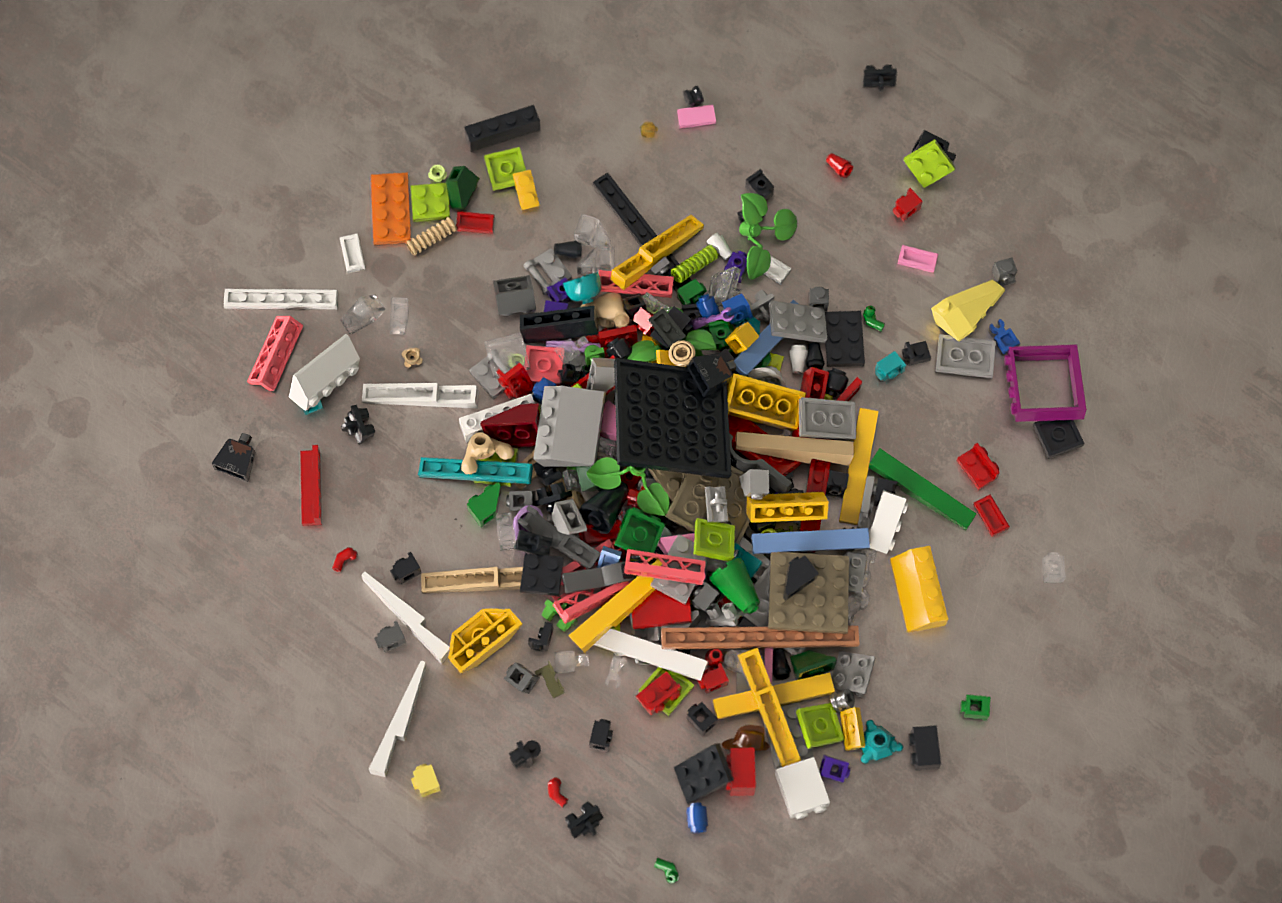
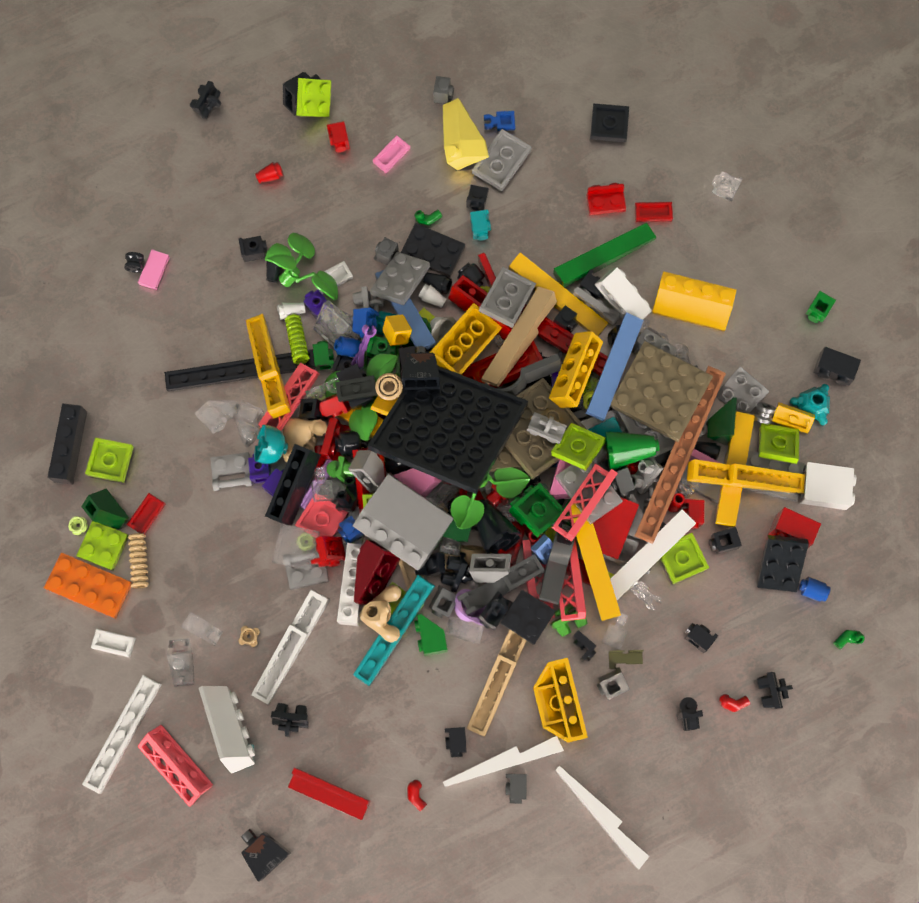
camera: 60 degrees left, 5 degrees up
(425, 780) = (670, 819): light yellow brick -> none
(514, 295) = (239, 512): dark grey slope -> none
(525, 189) = (141, 452): yellow plate -> none
(568, 249) = (221, 441): black cone -> none
(648, 130) = (143, 316): clear yellow plate -> none
(659, 693) = (689, 566): red bracket -> none
(661, 267) = (285, 368): flat silver plate -> none
(748, 737) = (765, 511): reddish brown piece -> none
(755, 483) = (545, 384): light grey slope -> none
(798, 576) = (649, 391): black slope -> none
(842, 772) = (822, 450): dark purple brick -> none
(1048, 352) = (565, 82): magenta window -> none

